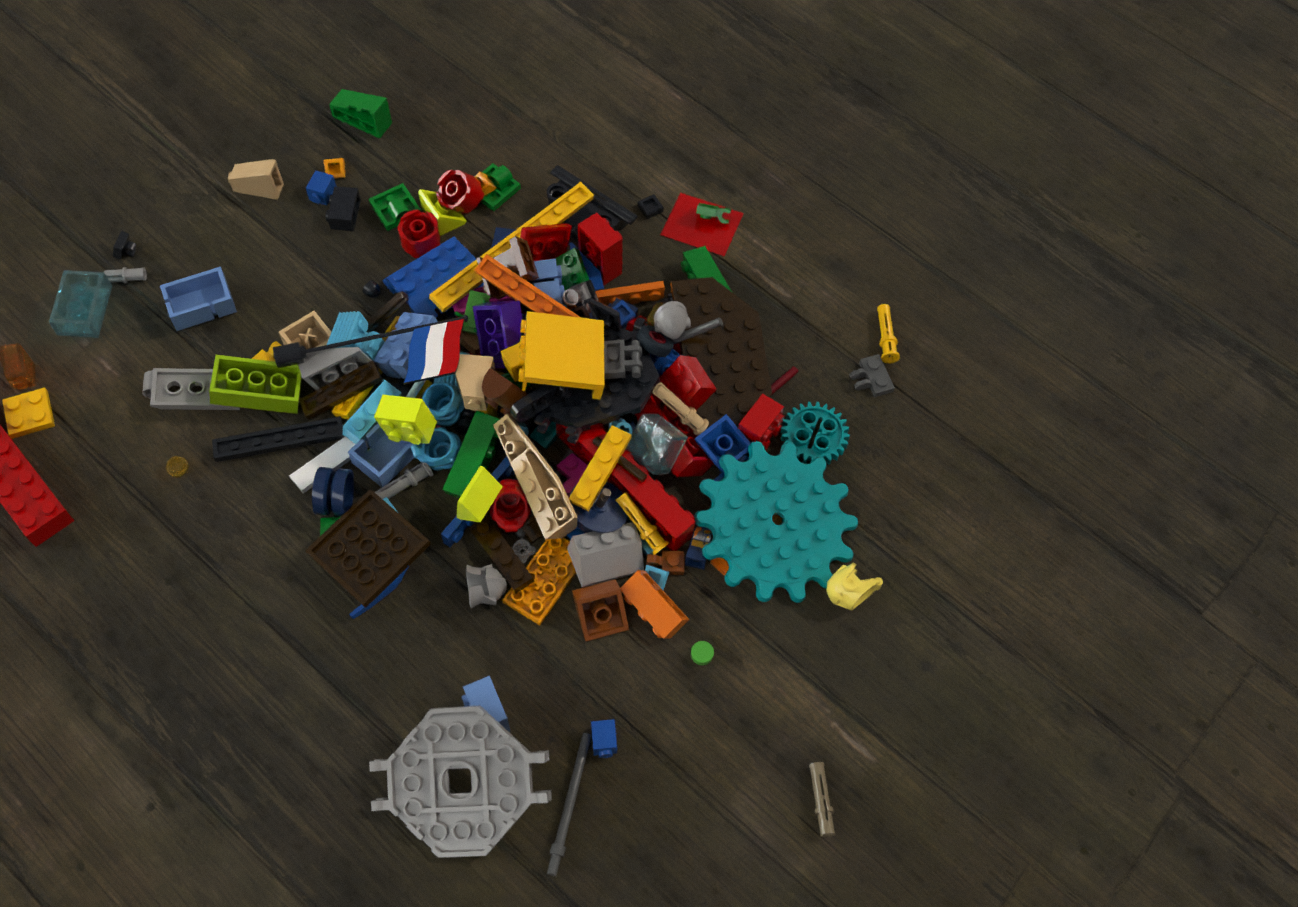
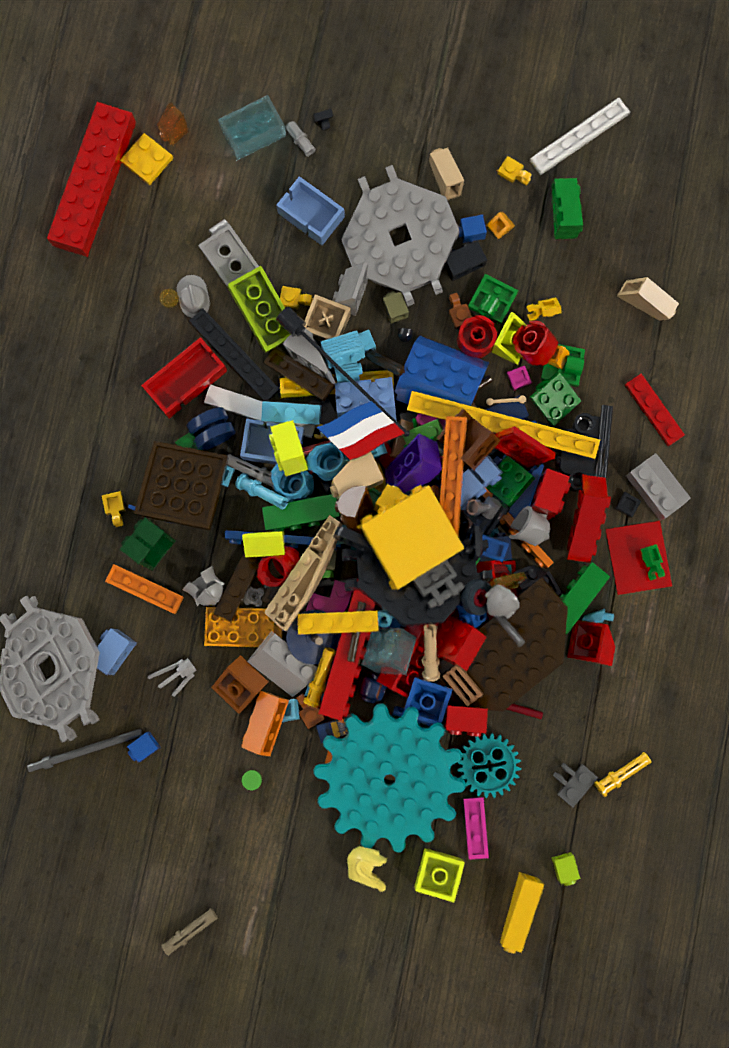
camera: 60 degrees right, 20 degrees up
(192, 445) = (193, 295): none -> light grey piece
(265, 491) = (184, 377): none -> red piece
(277, 273) = (414, 261): none -> light grey plate
(294, 295) = (352, 287): none -> light grey slope
(296, 135) = (513, 170): none -> yellow plate
(307, 75) = (579, 136): none -> white tile
(340, 629) = (113, 505): none -> yellow plate
(341, 282) = (395, 307): none -> olive brick
(387, 239) = (459, 312): none -> dark orange plate
(402, 602) = (147, 544): none -> dark green piece
(419, 486) = (255, 488): none -> medium azure pin
(434, 171) = (545, 307): none -> yellow plate
(444, 648) = (144, 589): none -> orange plate
(479, 226) = (519, 378): none -> dark pink tile
(484, 96) = (649, 298): none -> tan slope
(501, 227) = (522, 399): none -> tan hinge
(516, 205) = (554, 398): none -> green plate
(551, 654) = (185, 669): none -> light grey plant
(582, 145) = (654, 410): none -> red plate
(622, 270) = (532, 526): none -> light grey helmet
(643, 231) = (588, 519): none -> red wedge
(651, 178) = (658, 487): none -> light grey slope
(682, 490) = (371, 689): none -> dark blue head
(734, 277) = (598, 616): none -> medium azure bar
(744, 406) = (473, 698): none -> medium nougat tile
(757, 290) = (591, 643): none -> red slope
(867, 476) = (475, 828): none -> dark pink plate
(894, 527) = (439, 875): none -> neon yellow brick
(948, 422) = (566, 868): none -> lime brick
(967, 476) = (521, 912): none -> yellow slope

